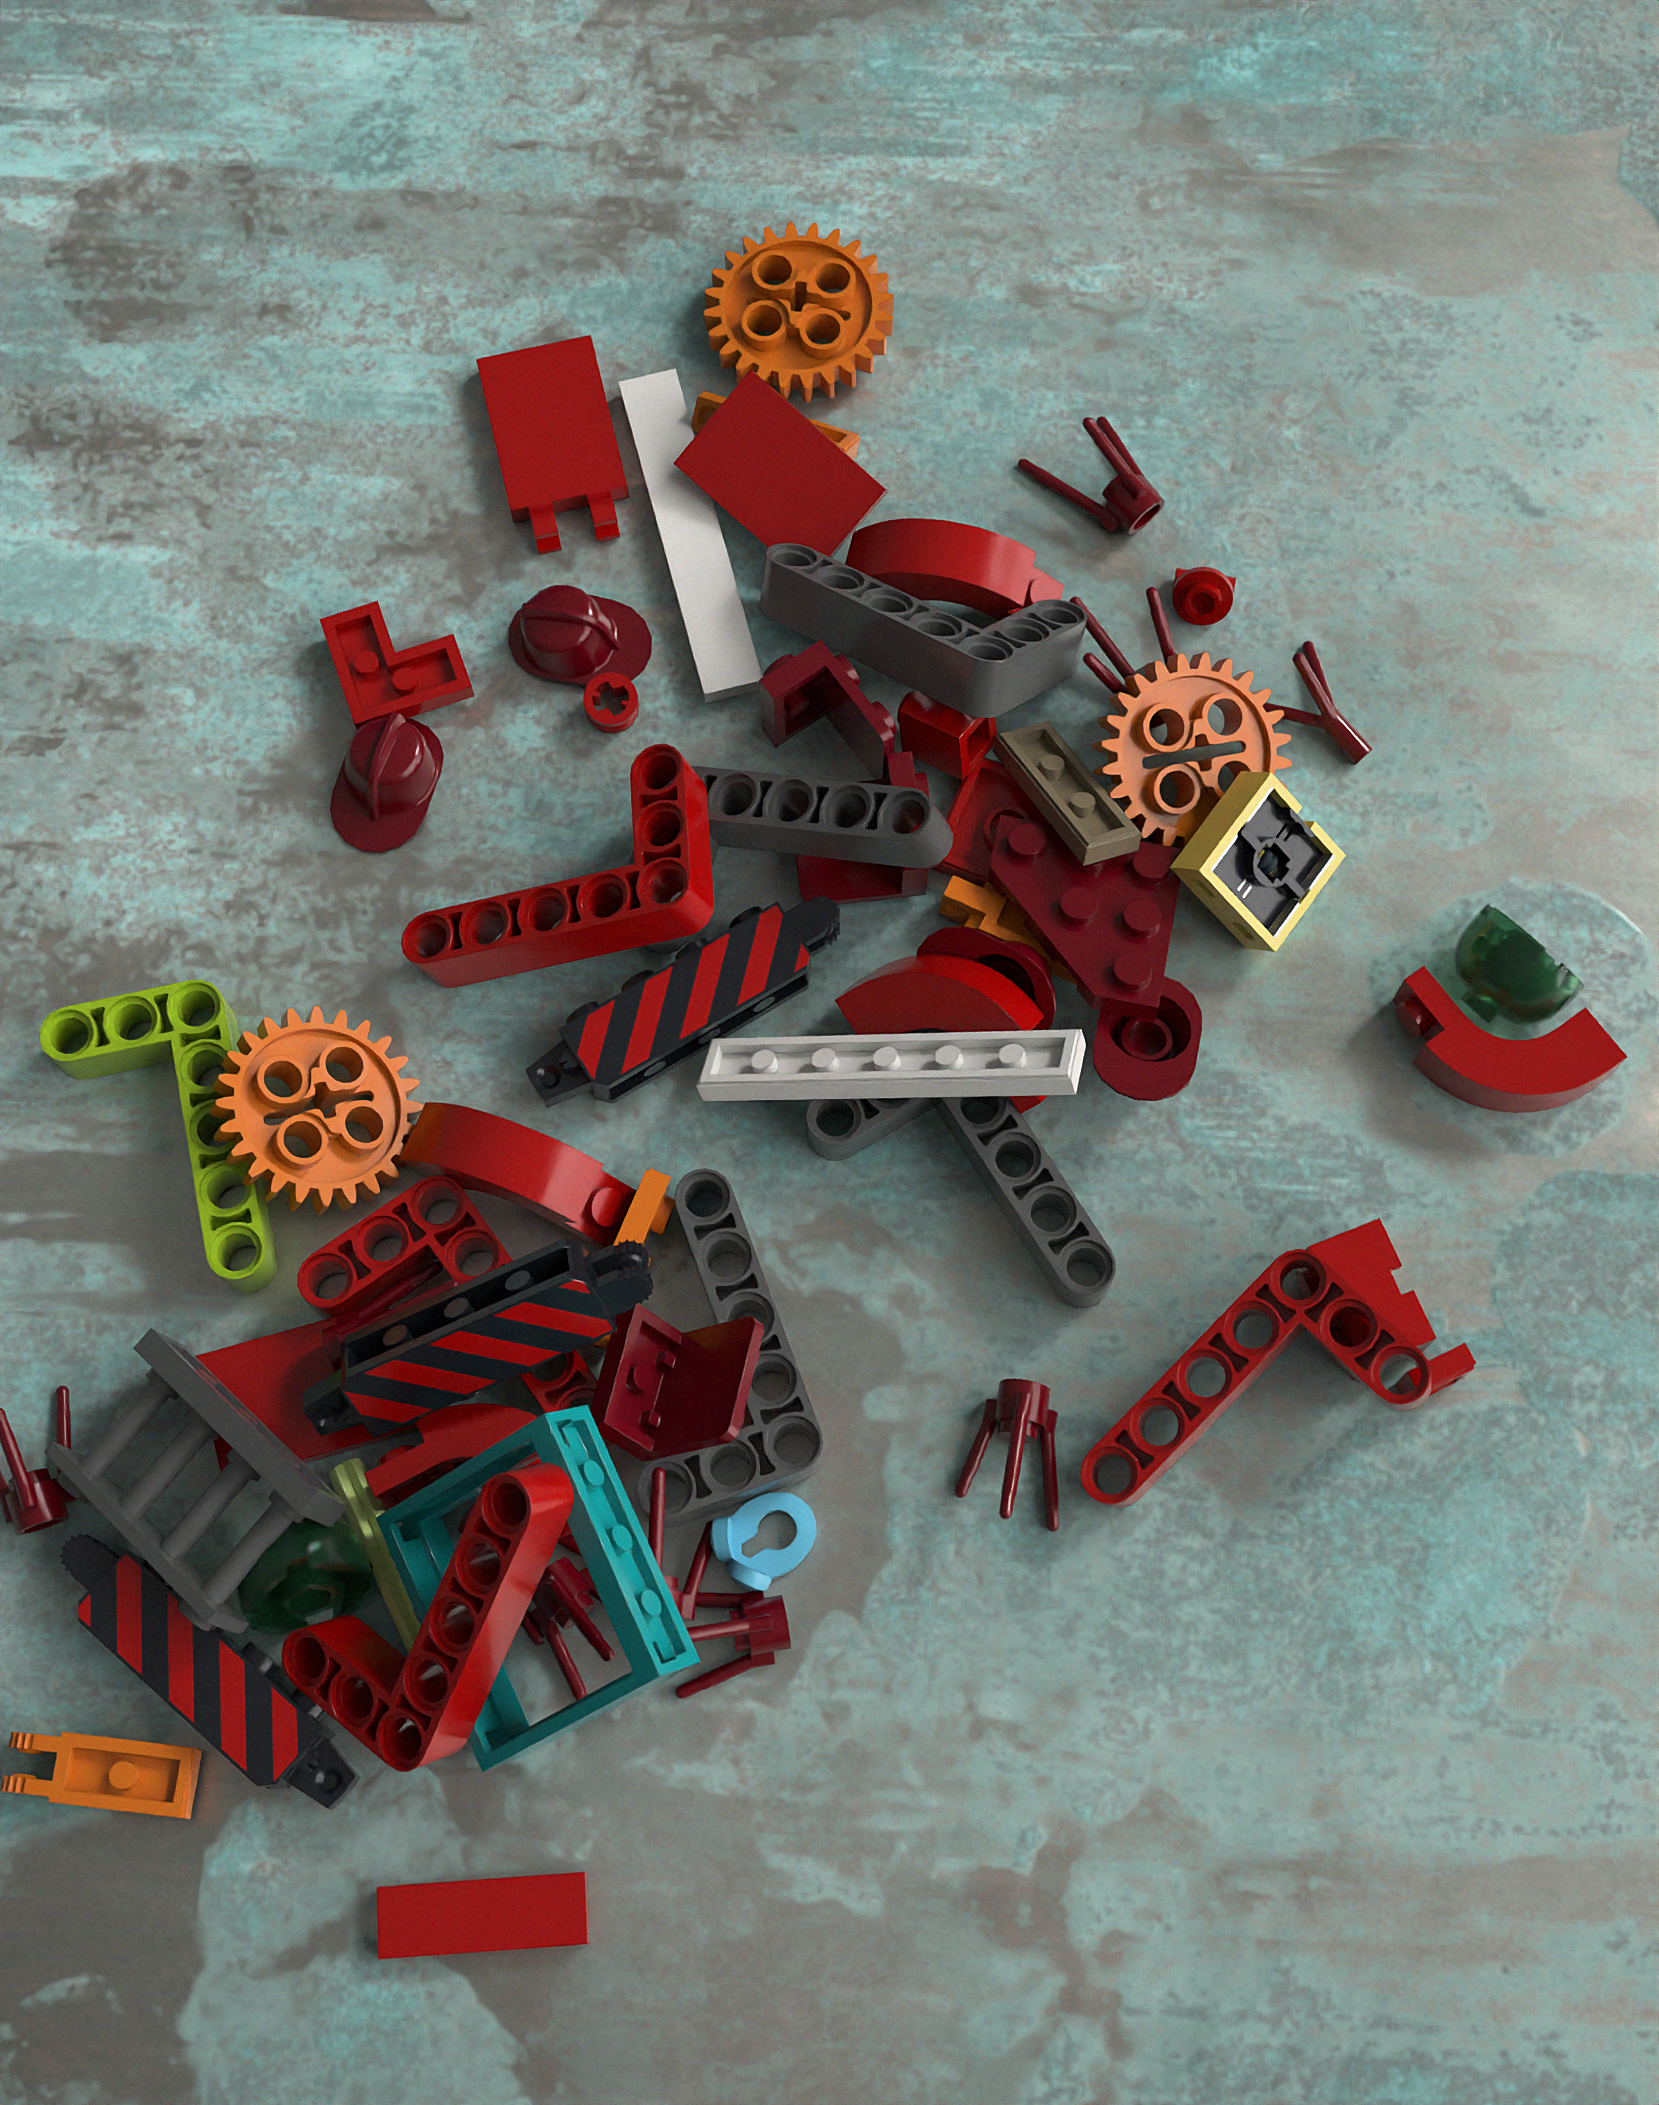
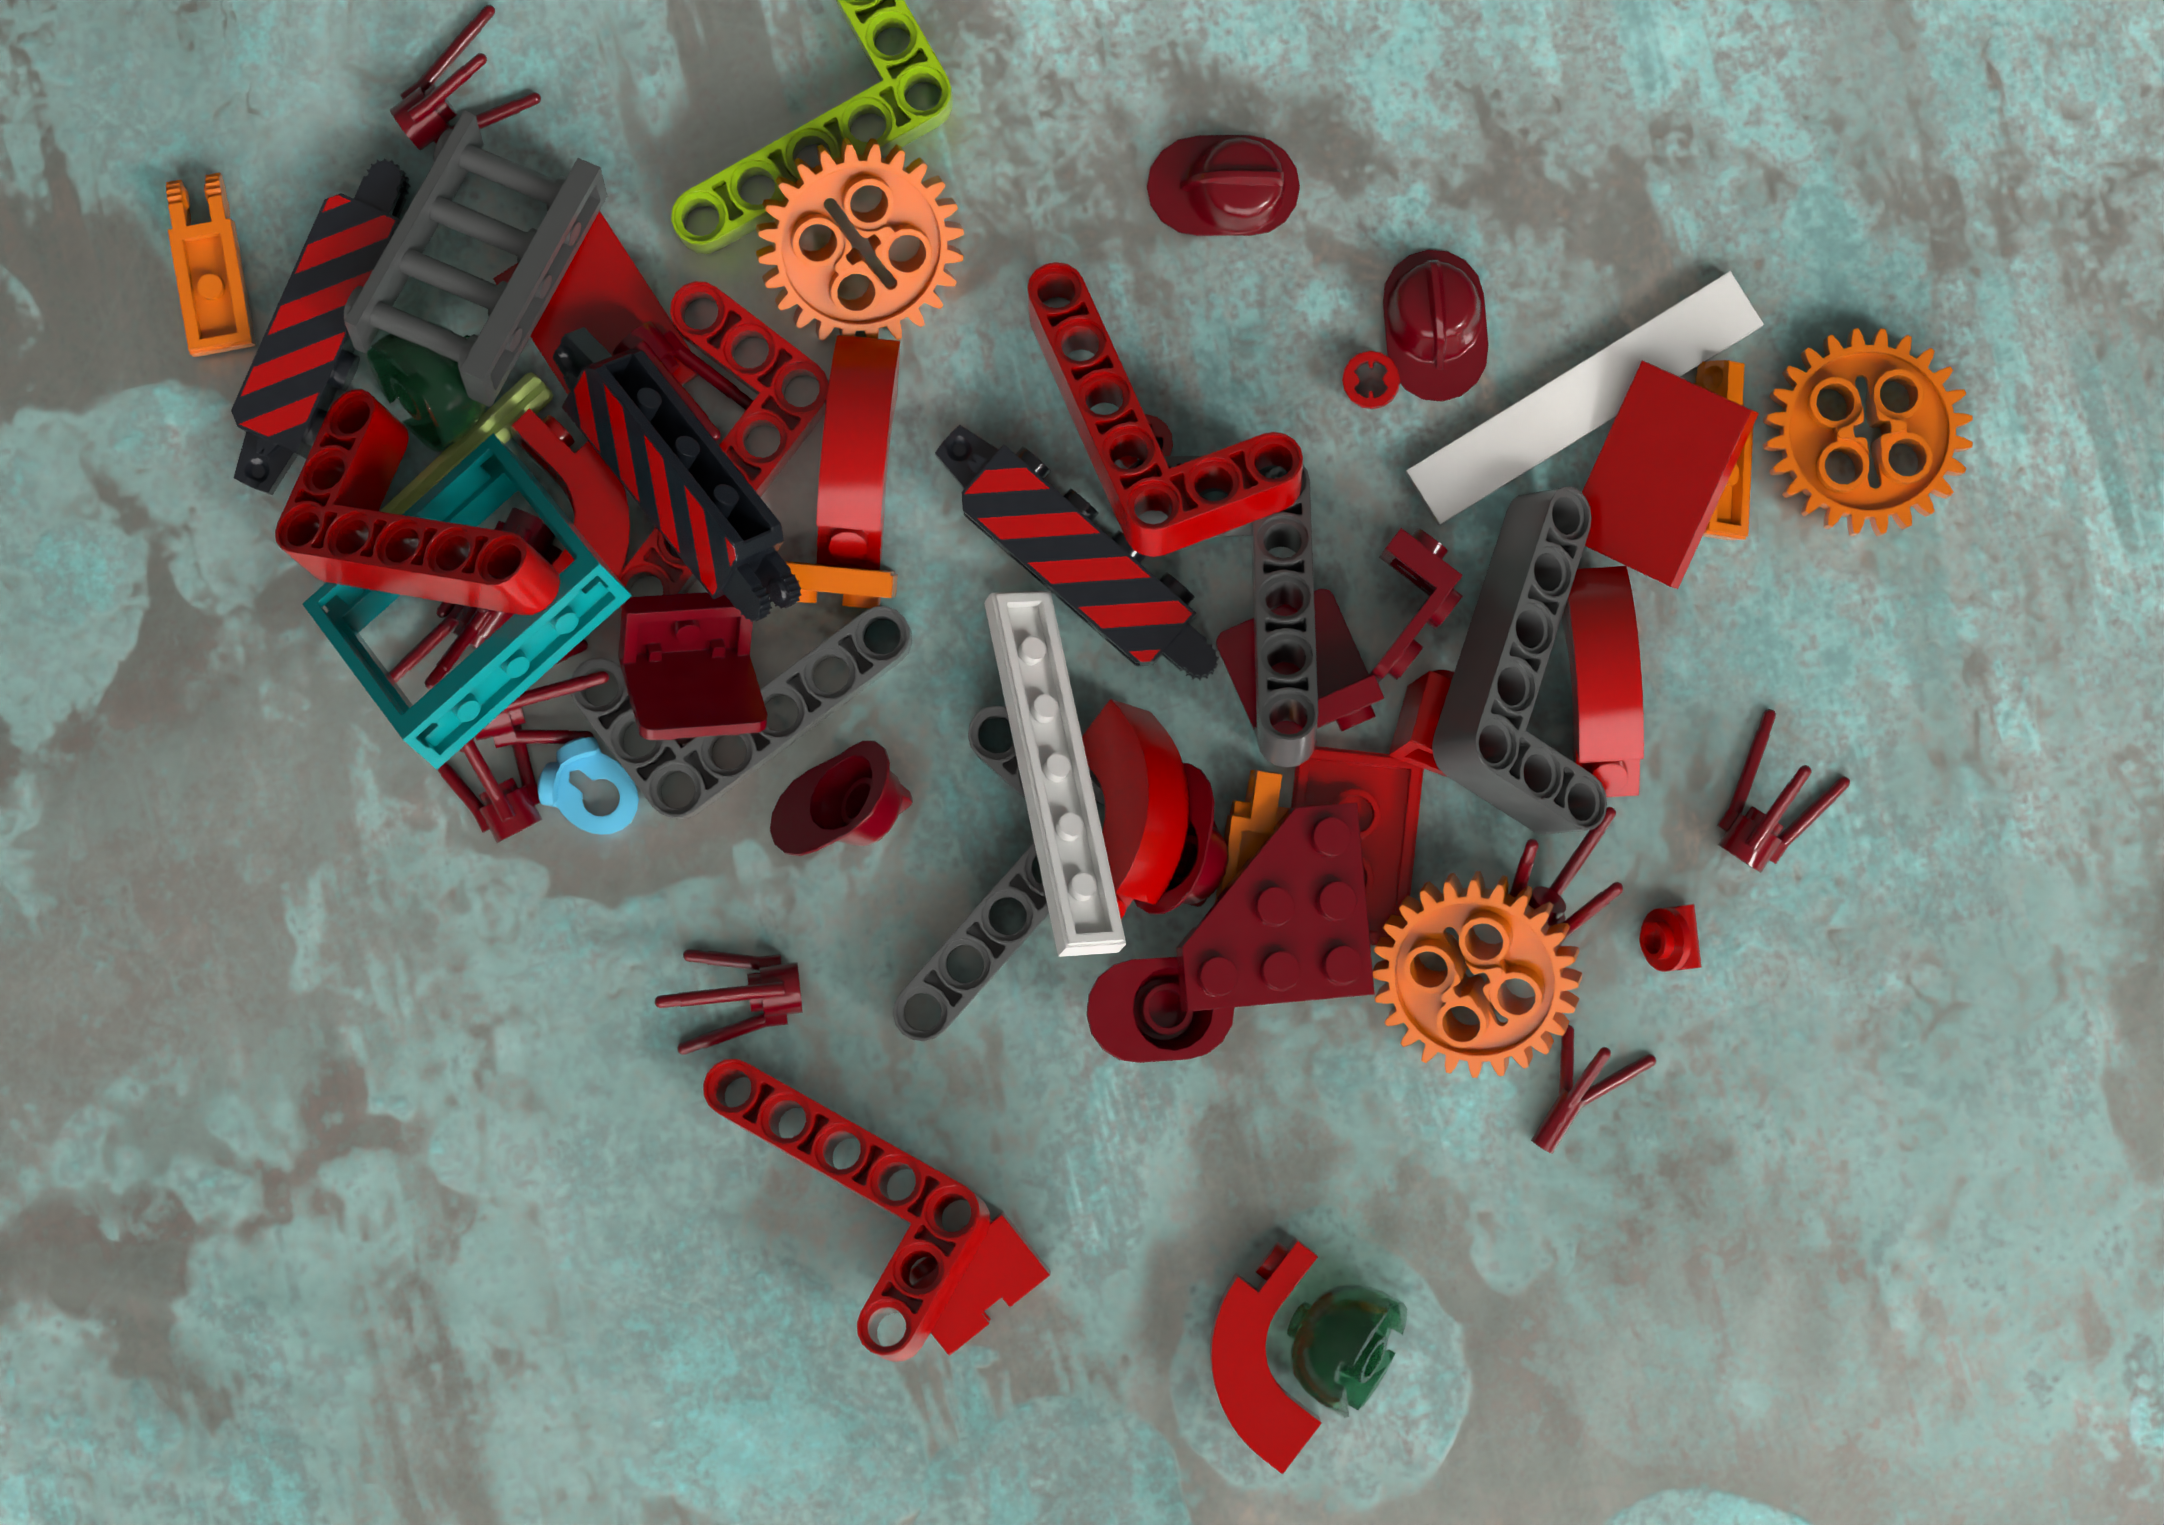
camera: 75 degrees right, 15 degrees up
(389, 681) = (1322, 144): red plate -> none
(482, 1915) = (189, 643): red tile -> none
(554, 436) = (1651, 224): red tile -> none
(852, 1291) = (840, 800): none -> dark red piece
(1066, 793) = (1398, 860): dark tan tile -> none
(1257, 861) = (1380, 1068): piece -> none
(1445, 1371) = (928, 1372): red tile -> none

